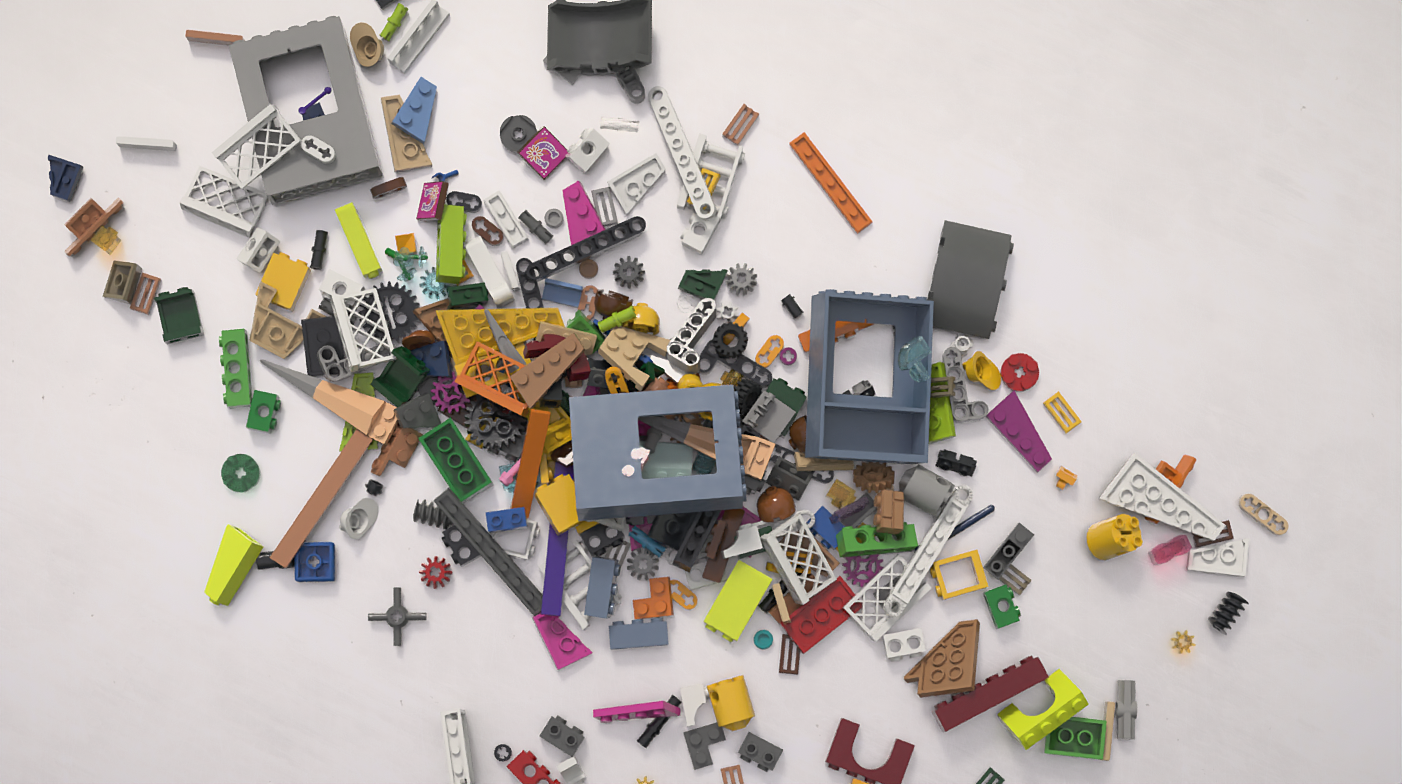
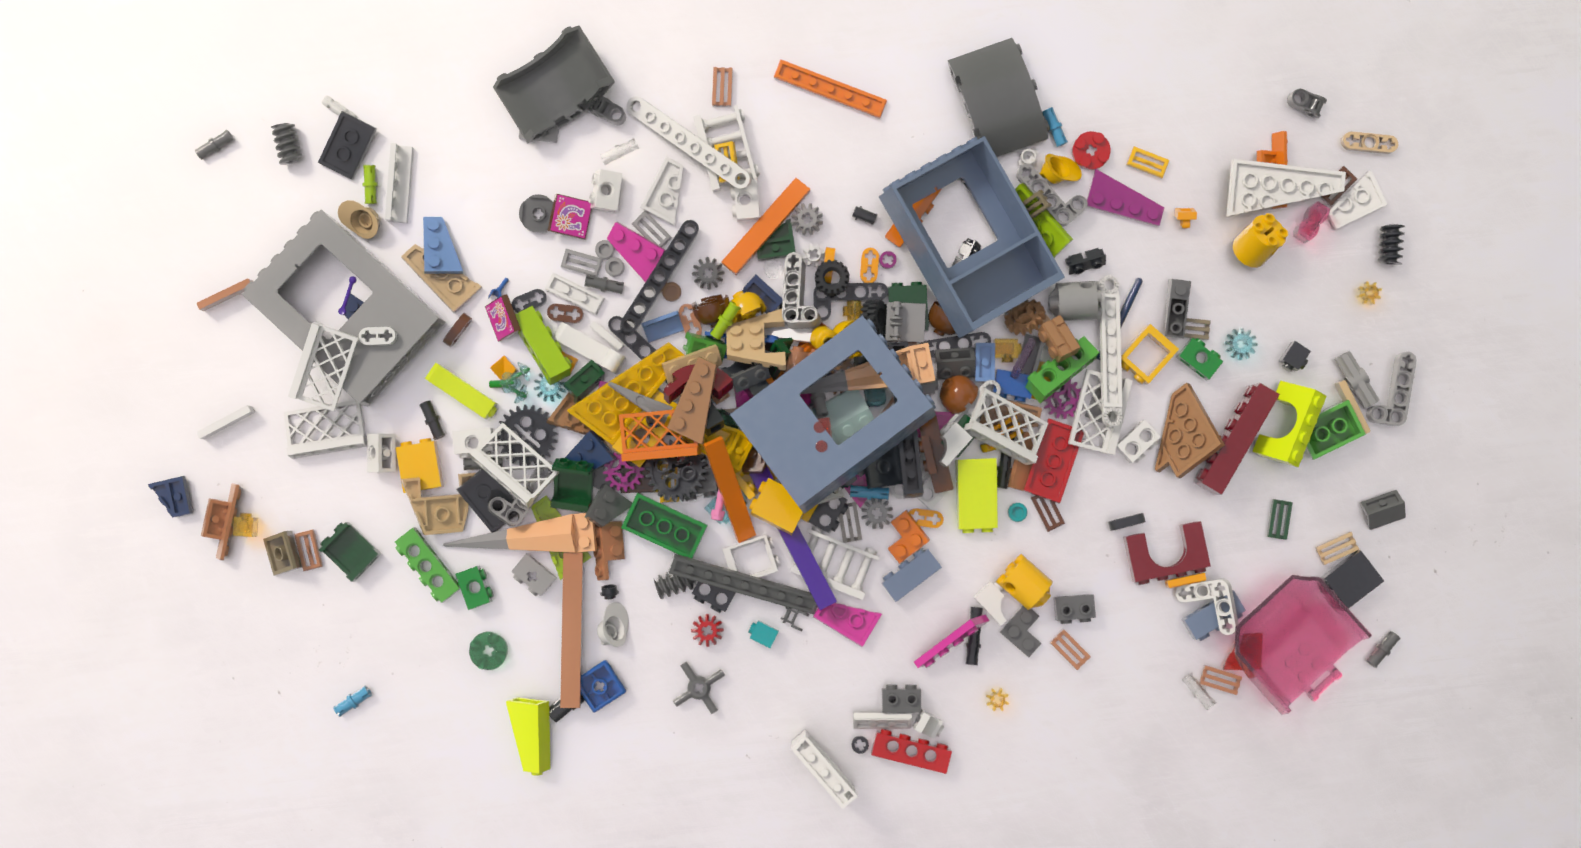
camera: 30 degrees left, 5 degrees up
(99, 443) = (352, 701): none -> dark azure pin
(327, 441) = (530, 564): none -> light grey brick
(418, 339) = (567, 443): dark orange cap -> none
(481, 605) = (763, 633): none -> teal brick
(506, 520) = (740, 549): blue brick -> none
(507, 605) = (794, 617): none -> dark grey piece
(534, 743) = (882, 720): none -> white tile
(538, 209) = (597, 267): none -> light grey tile
(554, 198) = (604, 249): none -> light grey tile
(602, 587) = (857, 555): sand blue brick -> none
(620, 380) = (764, 373): light orange beam -> none
(667, 322) = (767, 294): none -> dark blue hinge
(702, 263) = (765, 226): none -> orange tile
(781, 603) = (1015, 473): tan tile -> none
(815, 464) = (961, 343): tan tile -> none
(815, 493) = (984, 362): none -> medium blue panel
(851, 706) = (1126, 521): none -> black beam
(911, 356) = (997, 197): clear light blue brick -> none
(1001, 333) = (1055, 127): none -> dark azure pin
(1042, 622) = (1238, 336): none -> clear light blue gear
(1084, 656) = (1294, 357): none -> black brick
(1155, 738) = (1395, 388): none -> light grey beam
(1231, 447) = (1310, 103): none -> dark grey piece

